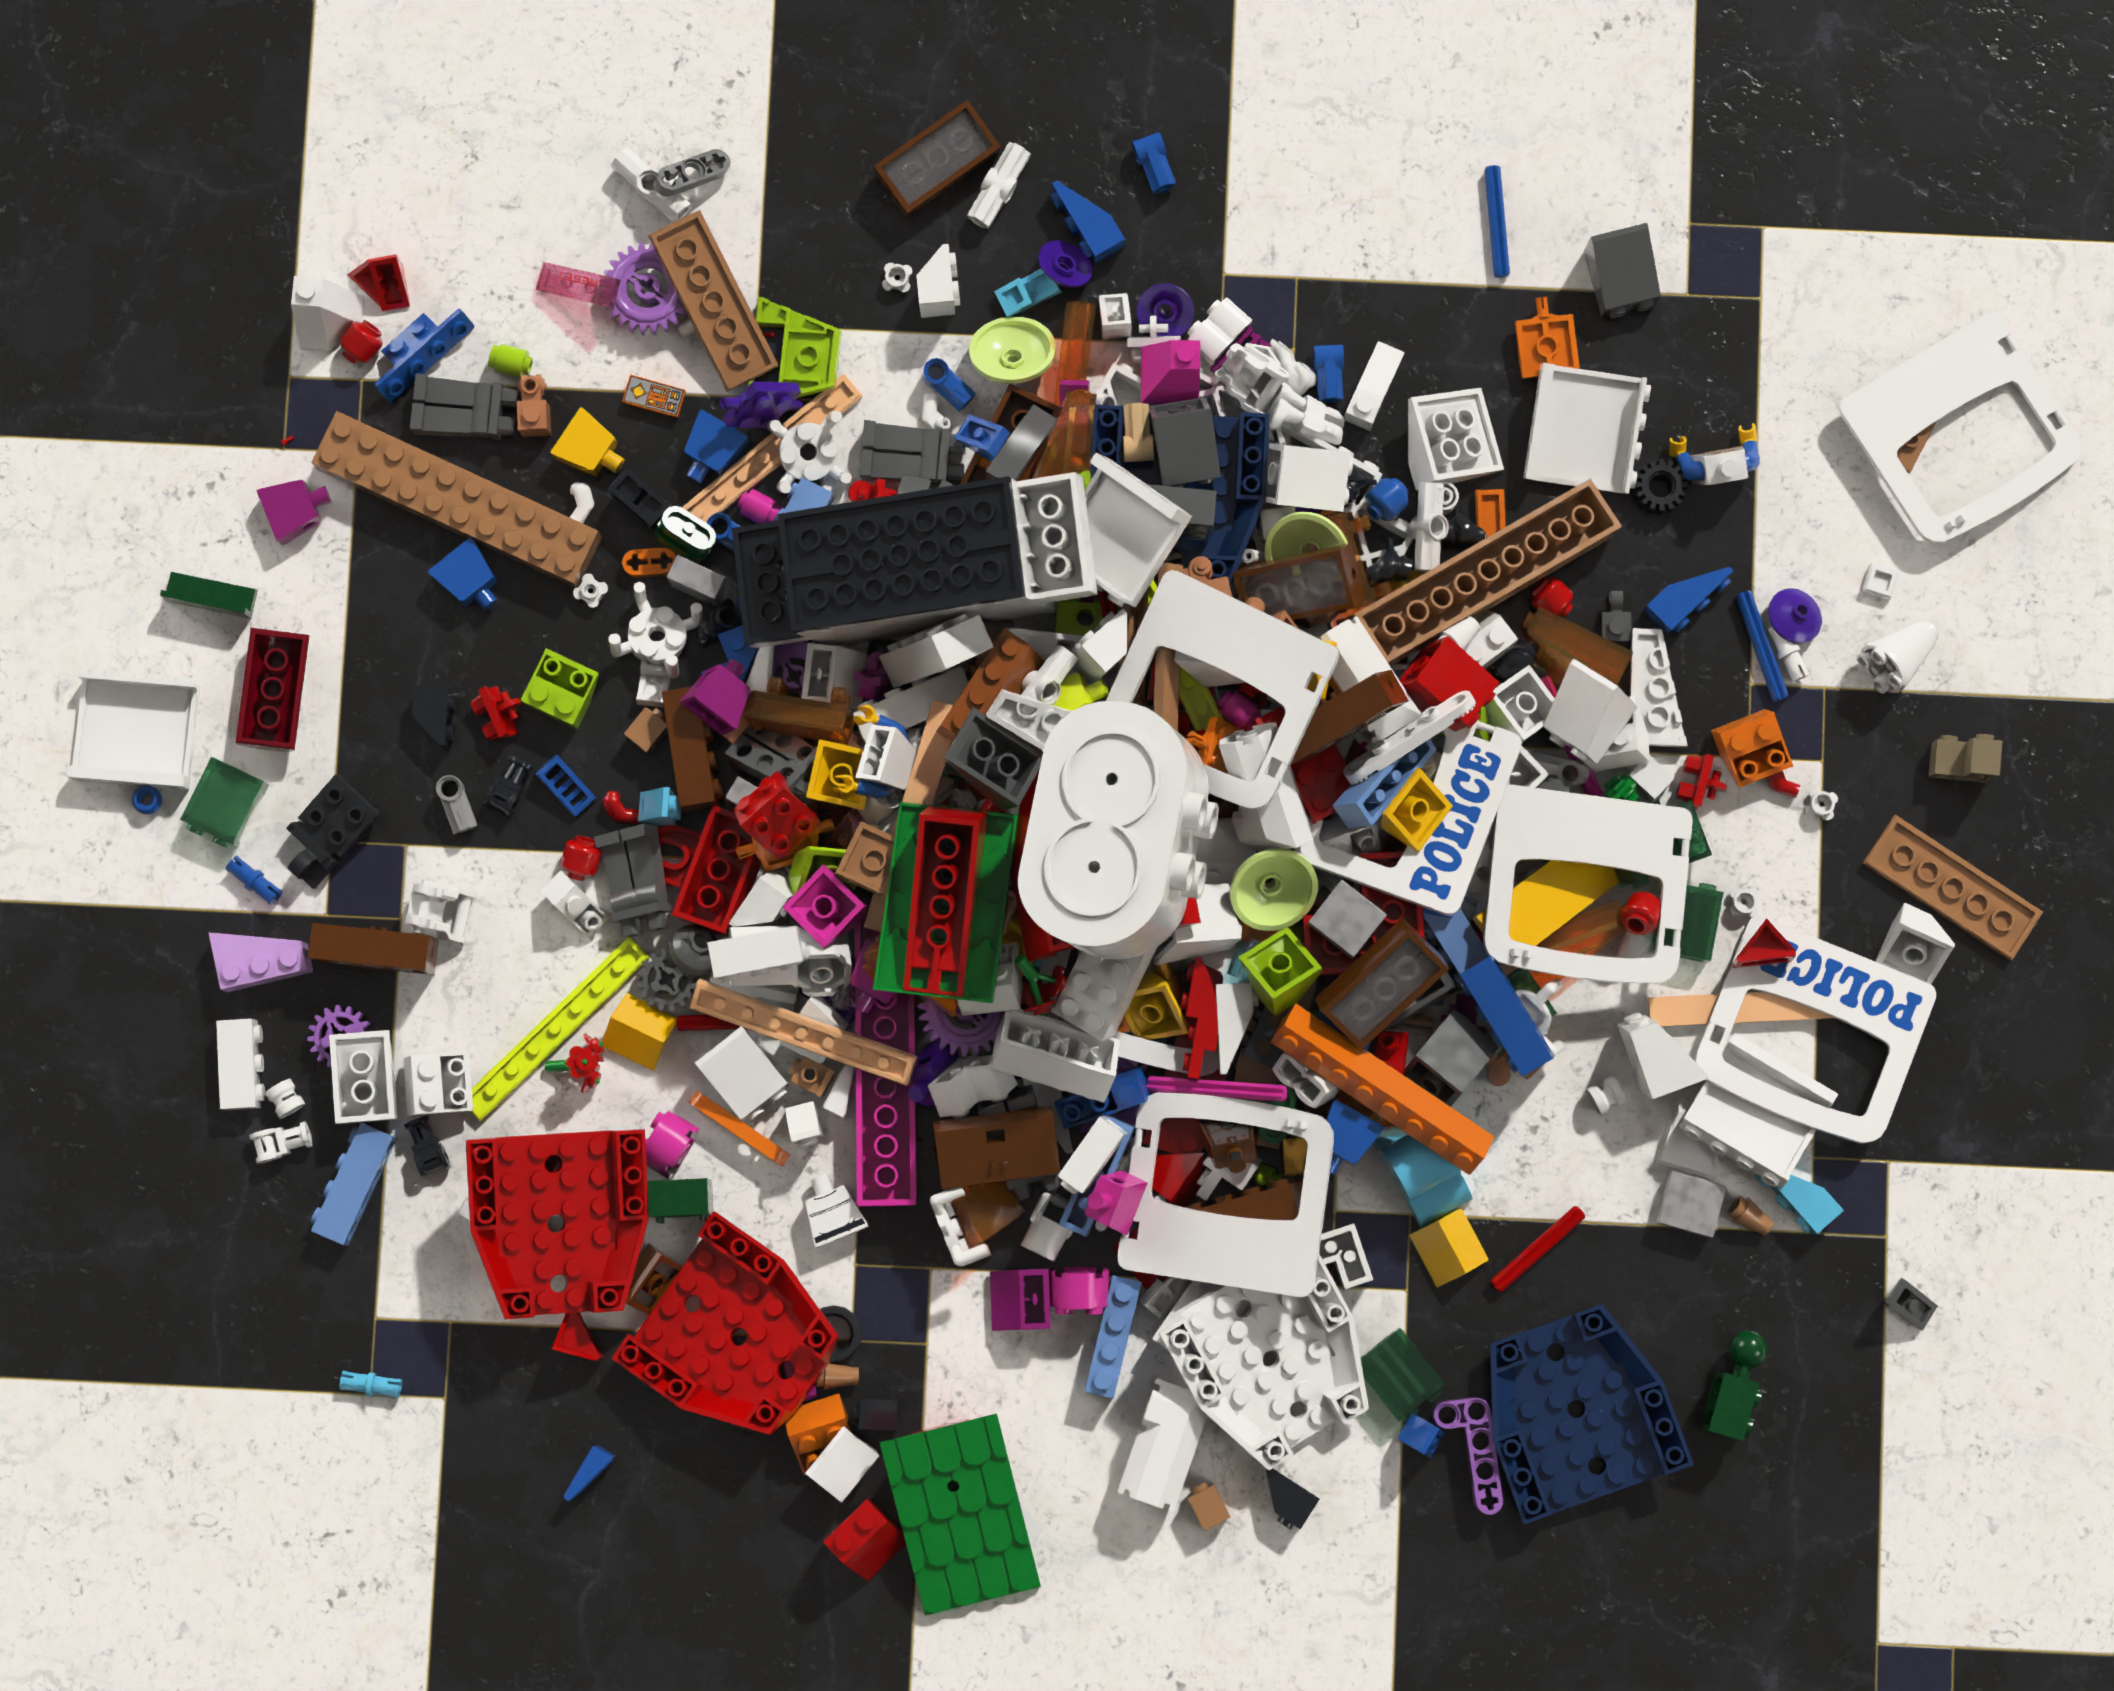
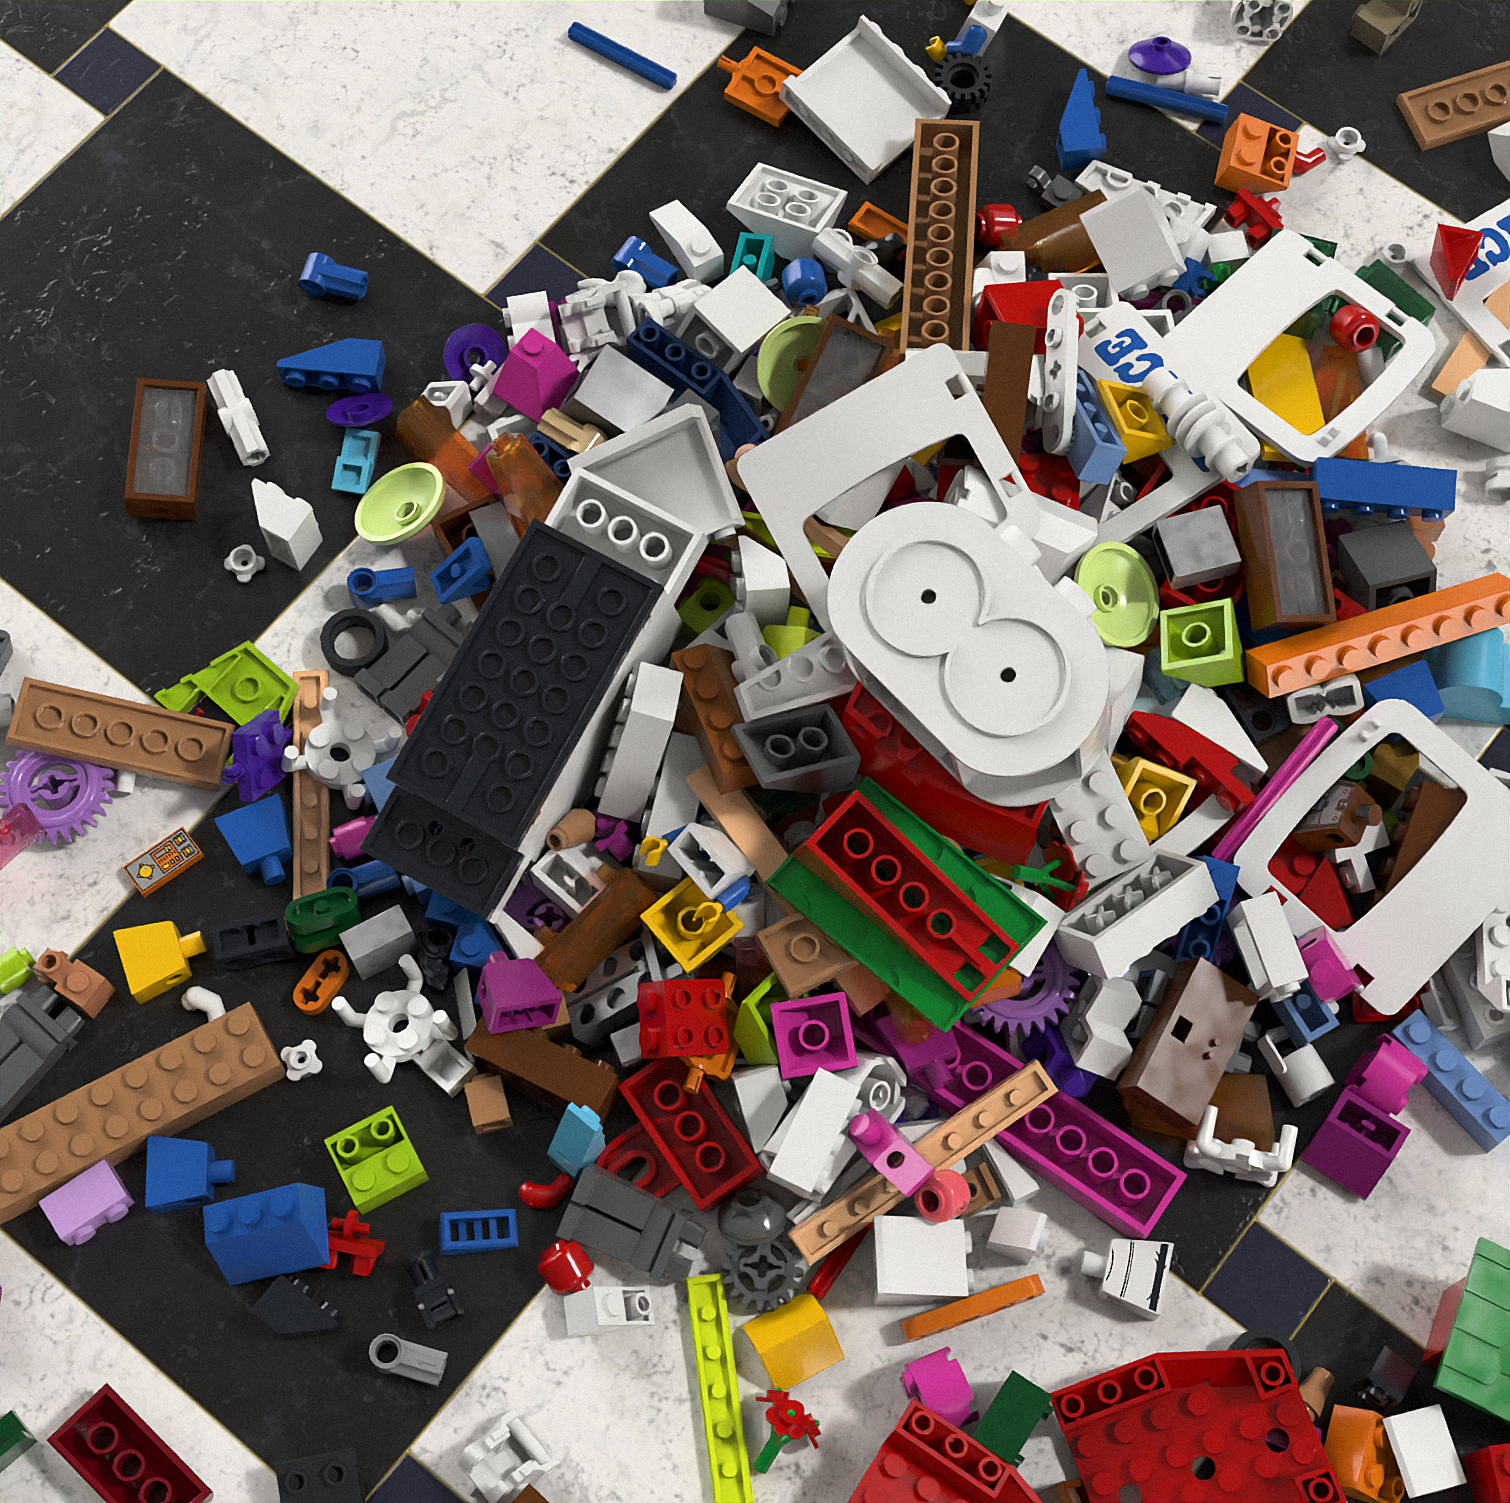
camera: 55 degrees left, 15 degrees down
(406, 532) = (87, 1203): none -> lavender brick
(465, 660) = (268, 1233): none -> blue slope
(701, 665) = (465, 1003): none -> white sticker
(787, 998) = (878, 1139): none -> dark pink torso
(787, 1059) = (942, 1196): none -> coral head
(854, 649) = (574, 829): none -> medium nougat cone
(893, 376) = (342, 621): none -> black tyre
(1379, 450) = (756, 254): none -> teal slope
(1389, 567) = (870, 317): black animal -> none
(1433, 856) = (1197, 424): none -> white piece
(1605, 769) = (1192, 279): none -> blue tile

